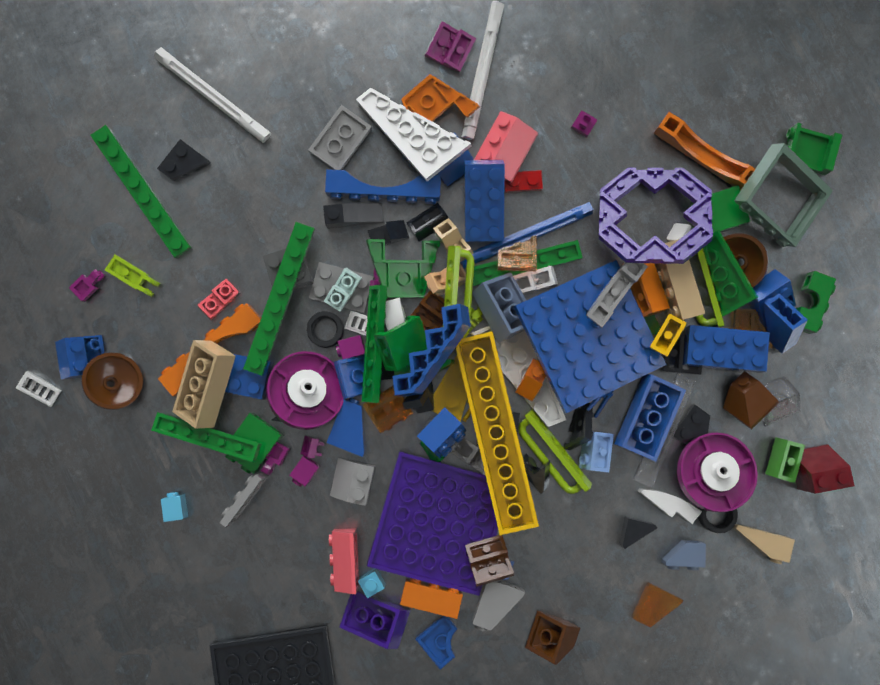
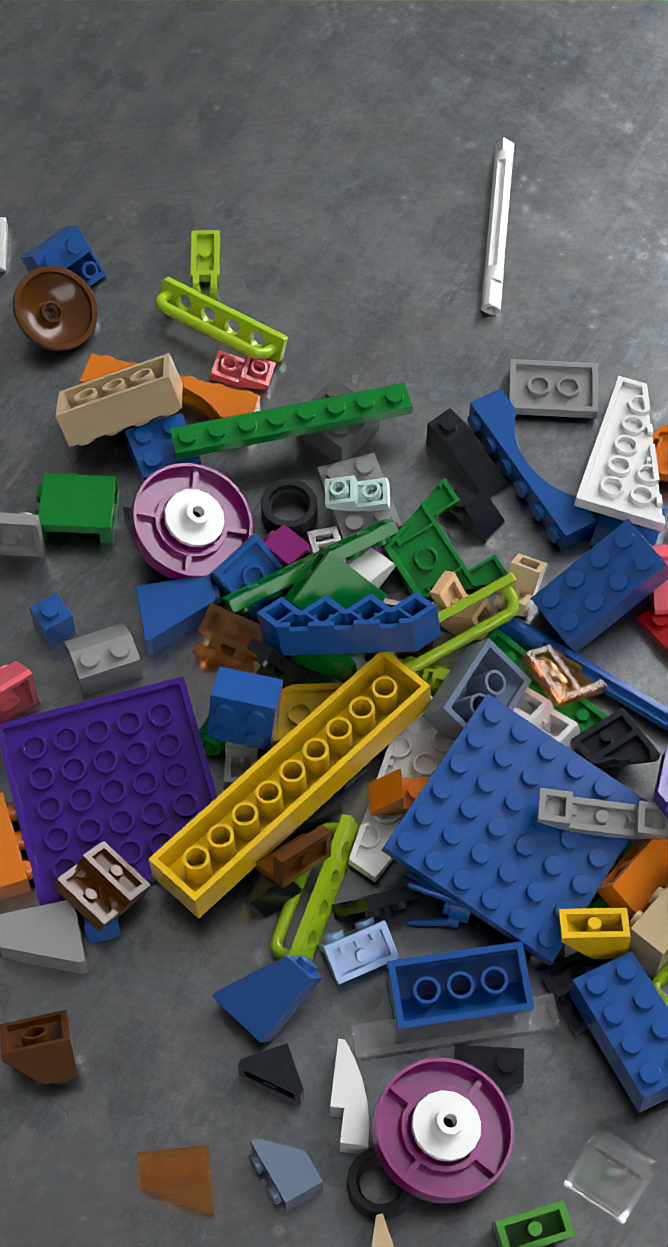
camera: 55 degrees right, 25 degrees down
(85, 286) = (157, 222): magenta plate -> none
(140, 191) = (317, 220): green plate -> none
(143, 308) = (219, 329): none -> lime piece
(181, 161) = (389, 239): black wing -> none
(206, 437) = (51, 446): green plate -> none
(276, 456) = (75, 544): magenta plate -> none
(304, 471) = (79, 588): magenta brick -> none
(310, 446) = (116, 578): magenta tile -> none
(316, 496) = (53, 620): none -> blue brick
(423, 224) = (511, 542): black slope -> none
(537, 456) = (297, 856): none -> reddish brown panel
(572, 254) = (615, 742): none -> black wing
(597, 512) = (270, 995): none -> blue slope
(749, 400) = (586, 1113): reddish brown slope -> none

